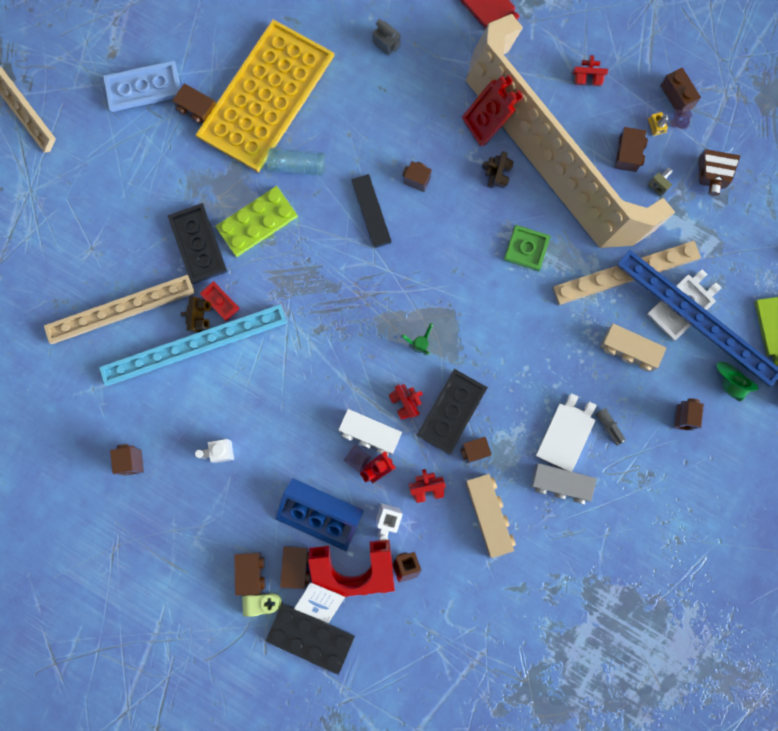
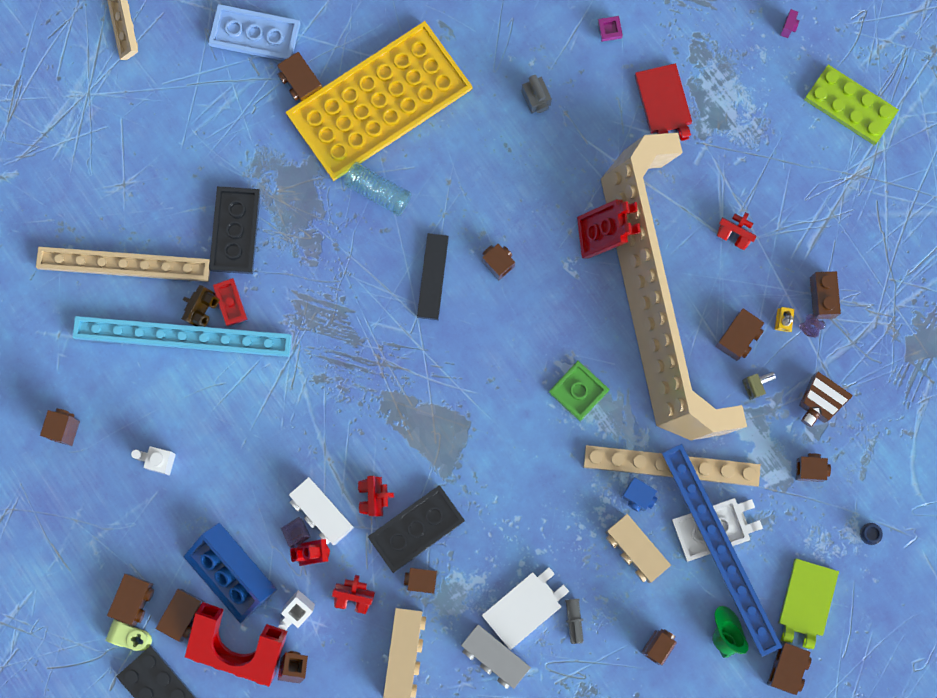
camera: 20 degrees right, 0 degrees up
(256, 221) = (307, 233): lime plate -> none
(319, 602) = (188, 662): white sticker -> none
(420, 343) = (416, 442): green plant -> none
(494, 169) = (586, 289): dark brown hips -> none
(614, 305) = (639, 495): none -> blue brick
(735, 225) = (812, 468): none -> reddish brown brick

